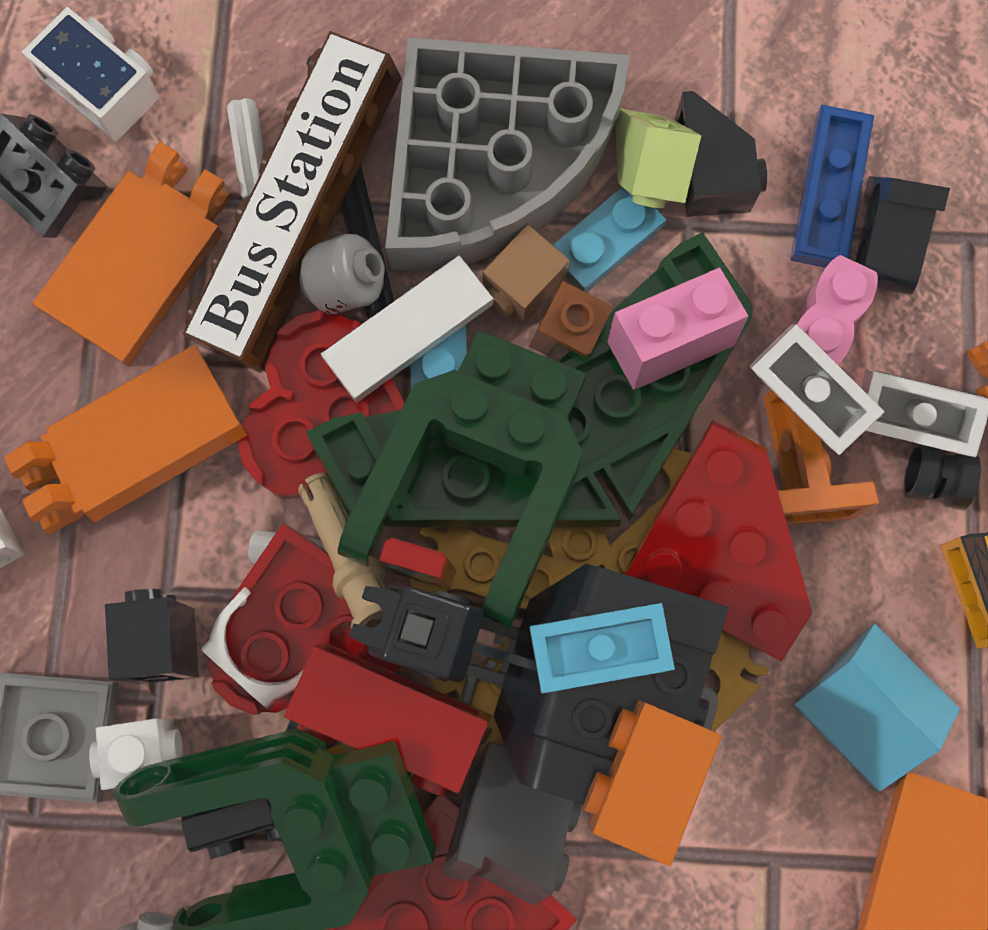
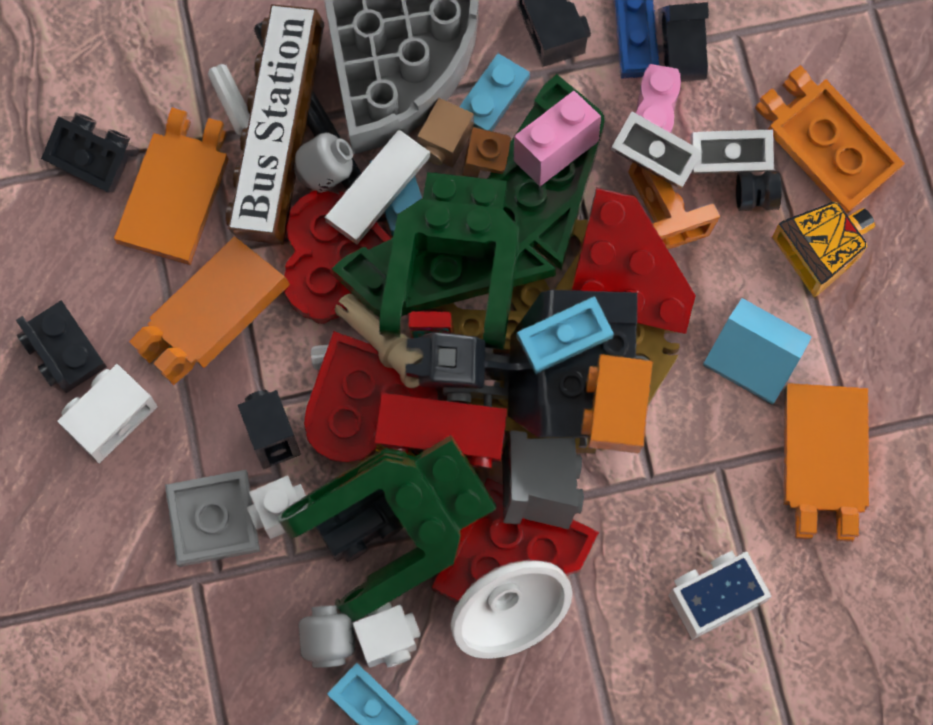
camera: 15 degrees left, 5 degrees down
(92, 73) = (108, 74): brick -> none
(217, 651) = (316, 424): white cap -> none
(654, 157) = (510, 32): yellowish green slope -> none

